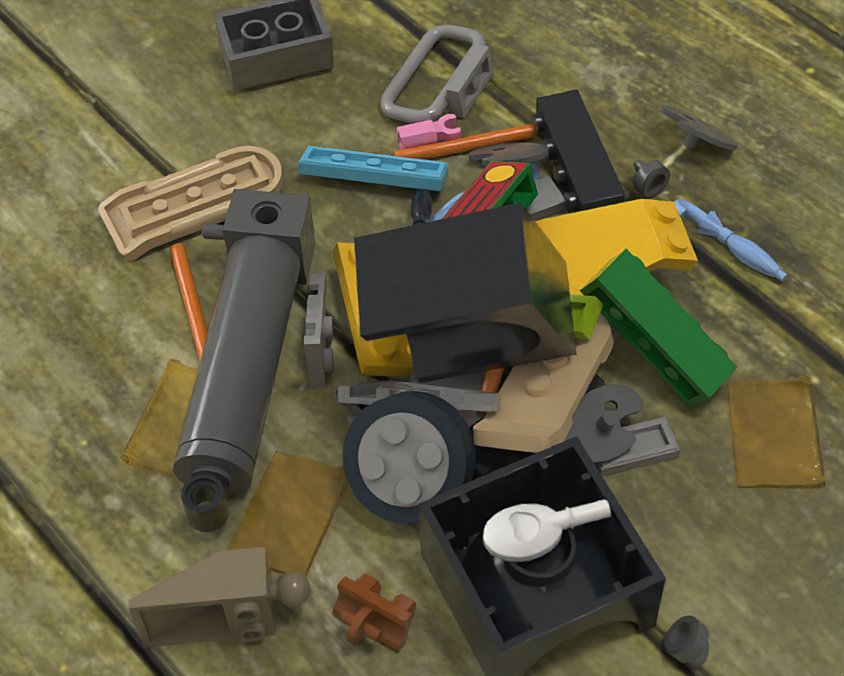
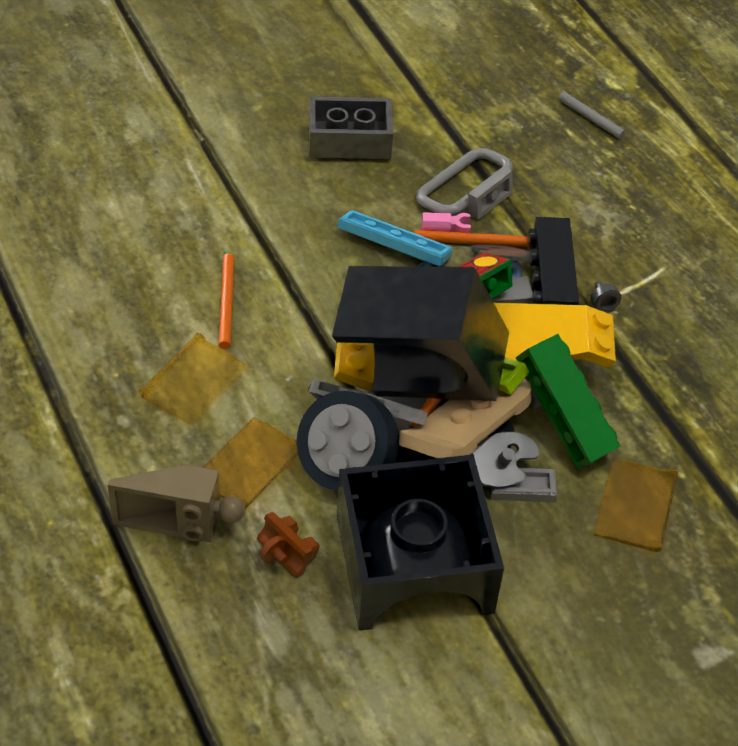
camera: 10 degrees right, 5 degrees down
(186, 200) = (251, 225): tan piece -> none
(268, 254) = (293, 275): dark grey piece -> none
(318, 330) = (311, 341): light grey wing -> none
(535, 529) = (419, 509): white piece -> none
(688, 641) = (512, 626): dark grey tile -> none
(698, 130) = (656, 272): dark grey piece -> none
(744, 249) = (659, 366): light blue piece -> none

